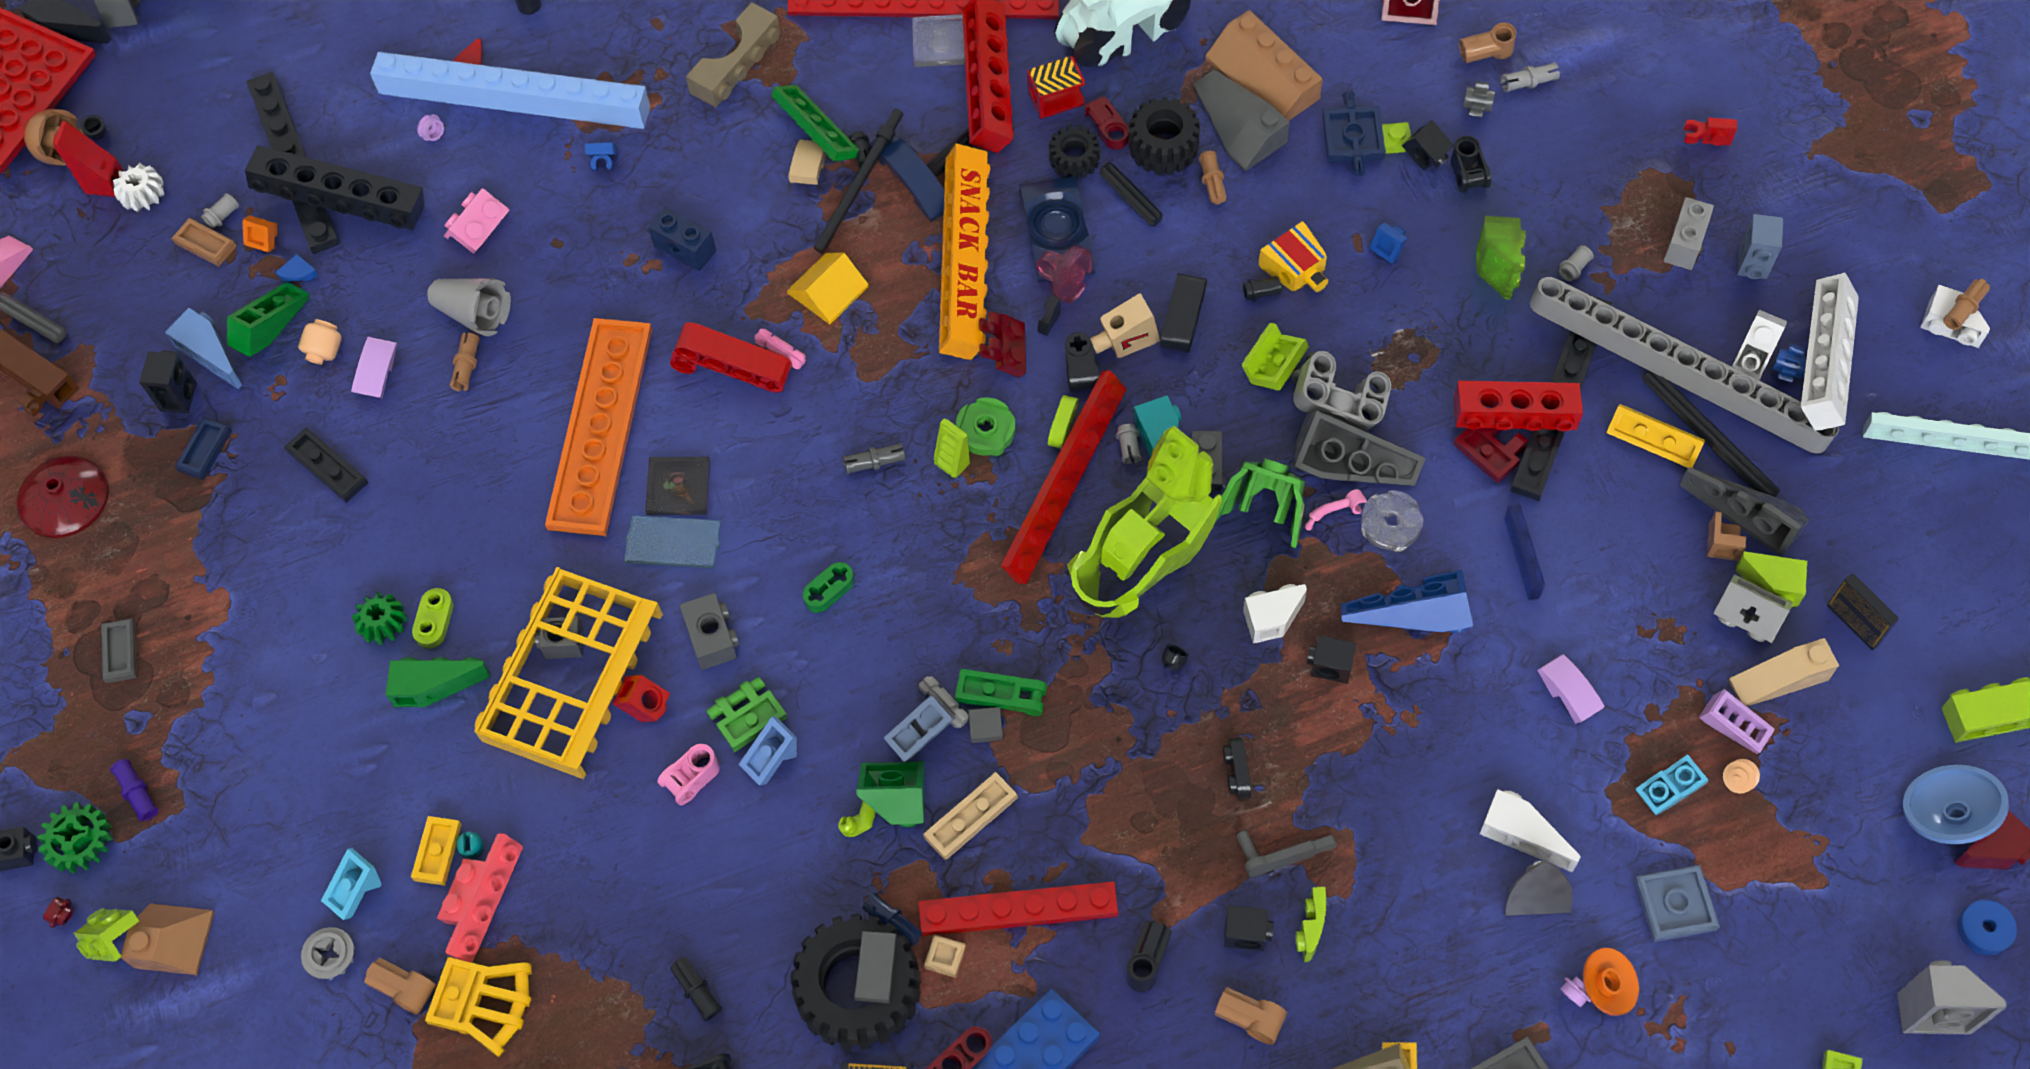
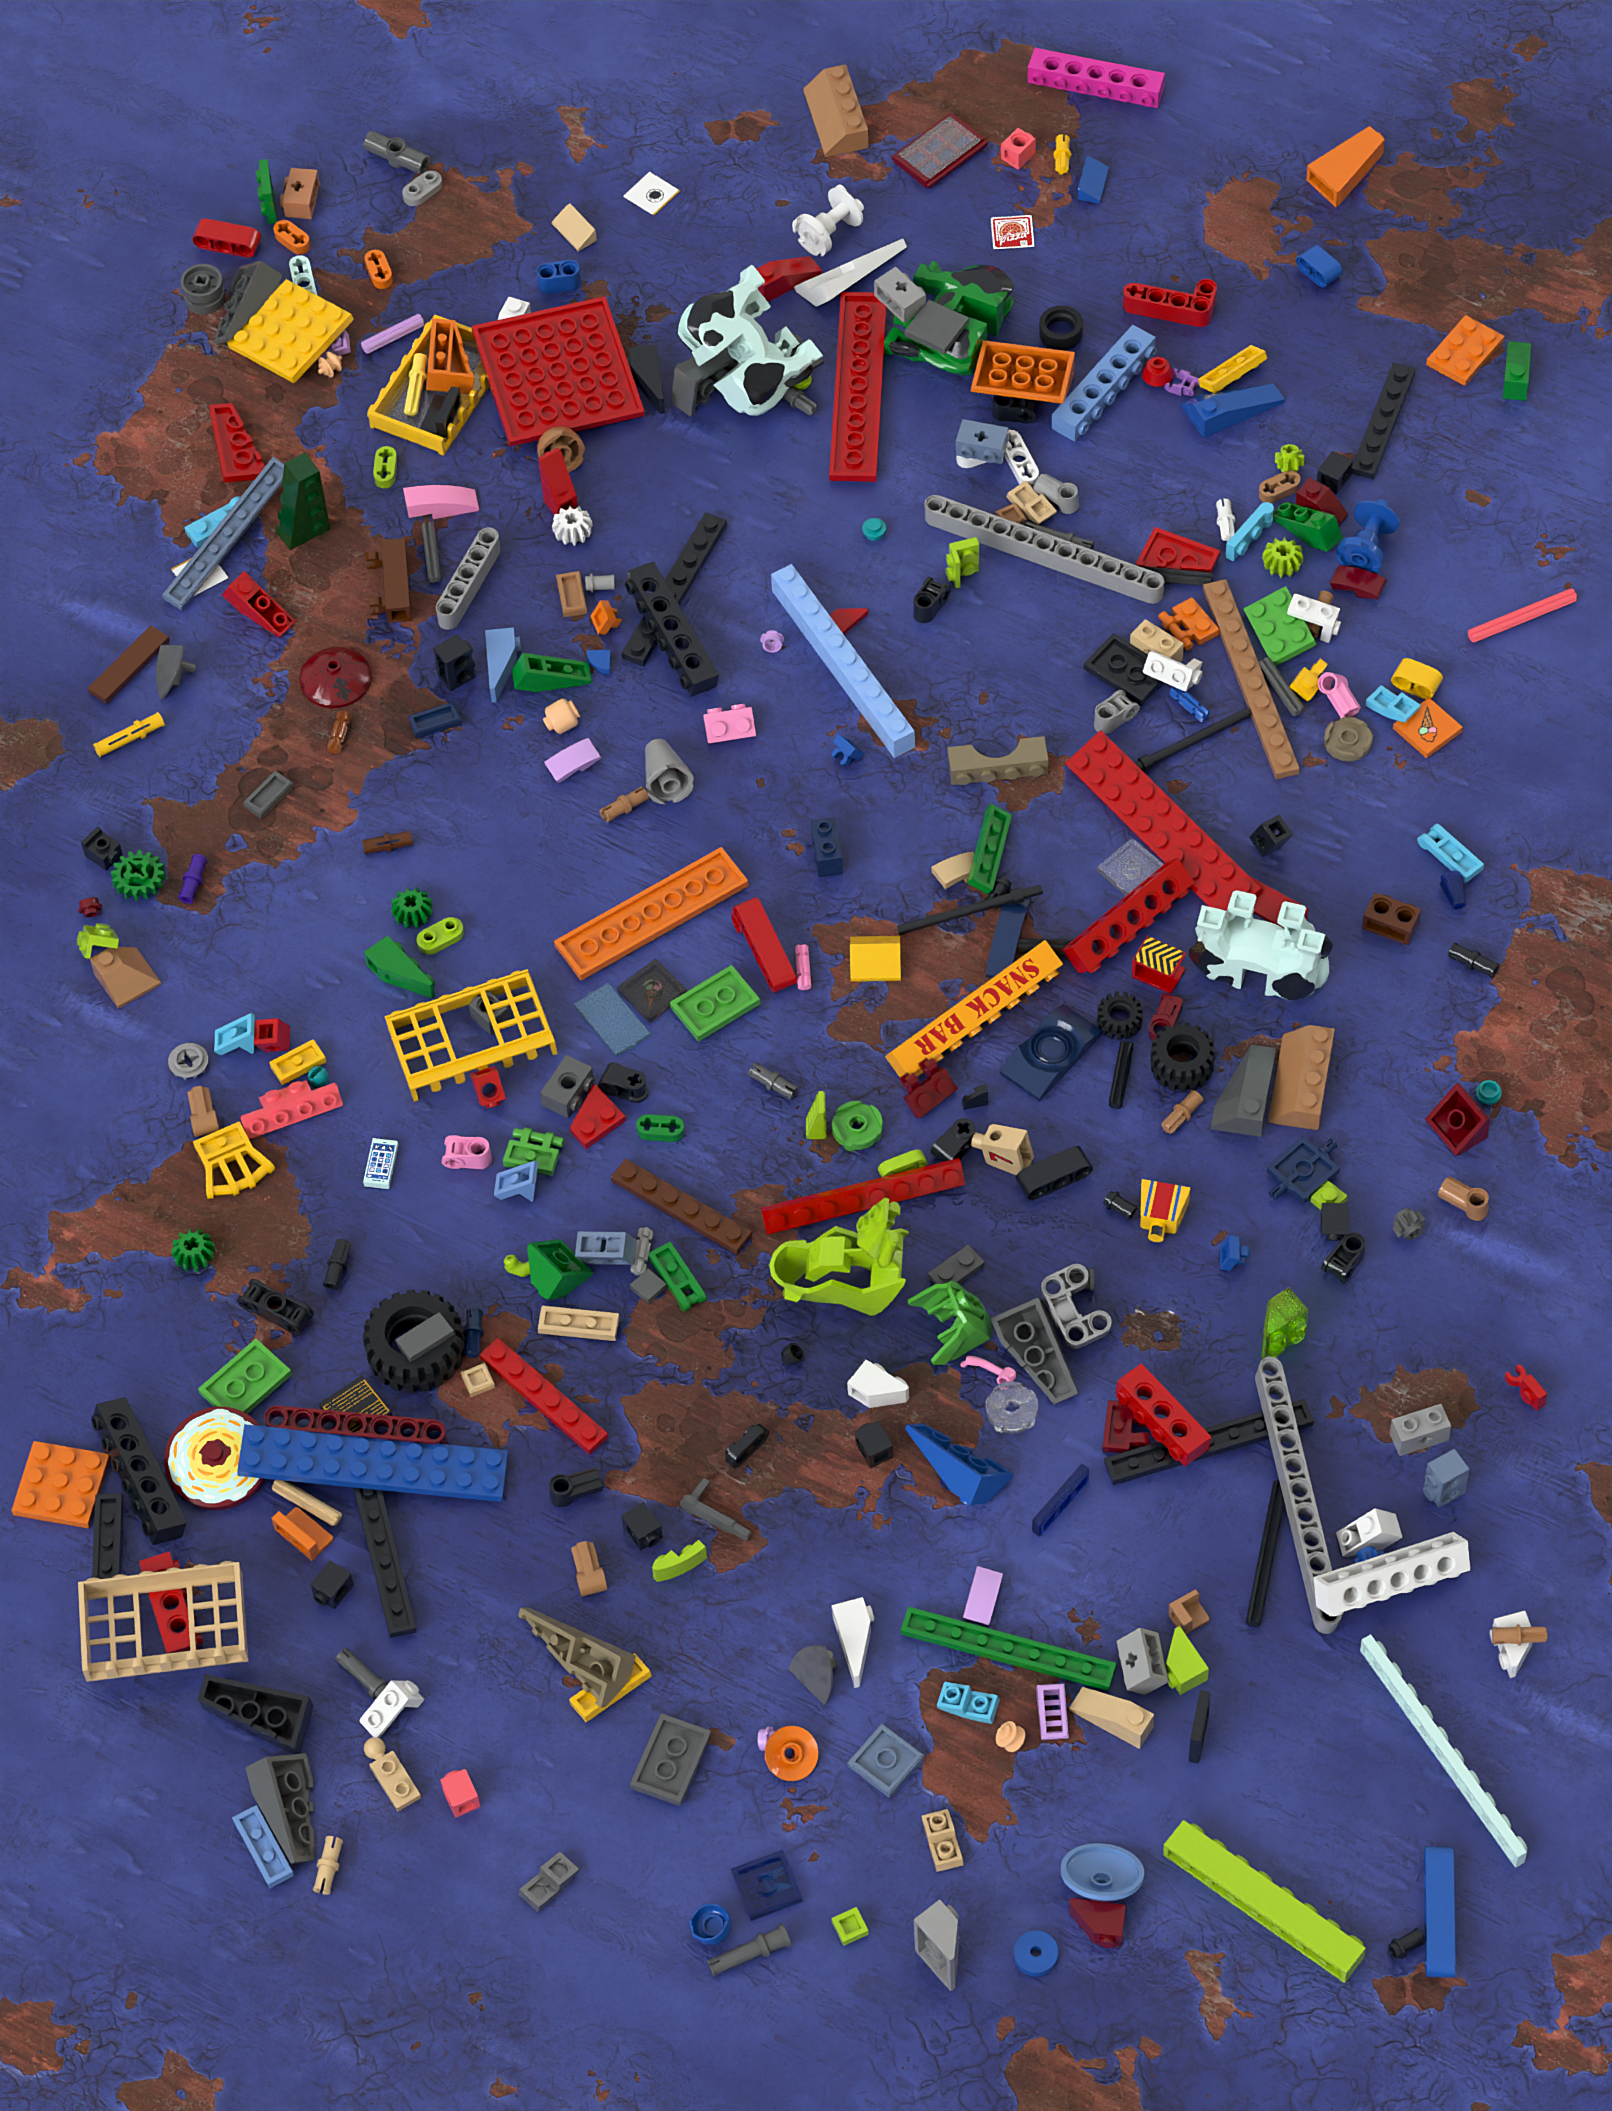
camera: 50 degrees right, 5 degrees down
(90, 125) = (592, 460): black hinge -> none
(93, 308) = (468, 578): none -> light grey beam
(123, 537) = (338, 732): none -> dark orange axle
(299, 570) = (404, 838): none -> reddish brown pin
(326, 465) = (485, 793): black tile -> none
(386, 850) = (272, 1035): none -> red brick
(623, 861) = (380, 1163): none -> tile
(745, 444) = (715, 1003): none -> bright green plate
(749, 581) = (623, 1082): none -> black piece
(763, 633) = (596, 1118): none -> red wing
(927, 632) = (681, 1206): none -> reddish brown plate
(1068, 271) = (1013, 1082): clear pink tile -> none
(1129, 443) = (923, 1215): light grey pin -> none
(1154, 418) = (944, 1231): teal slope -> none
(1273, 358) = (1068, 1248): lime bracket -> none
(1530, 77) = (1464, 1243): light grey pin -> none
(1571, 268) = (1328, 1378): light grey pin -> none
(1642, 710) = (1008, 1648): none -> green plate
(1655, 436) = (1229, 1519): yellow plate -> none
(1757, 513) = (1227, 1625): dark grey wedge -> none
(1803, 919) = (942, 1840): none -> tan slope

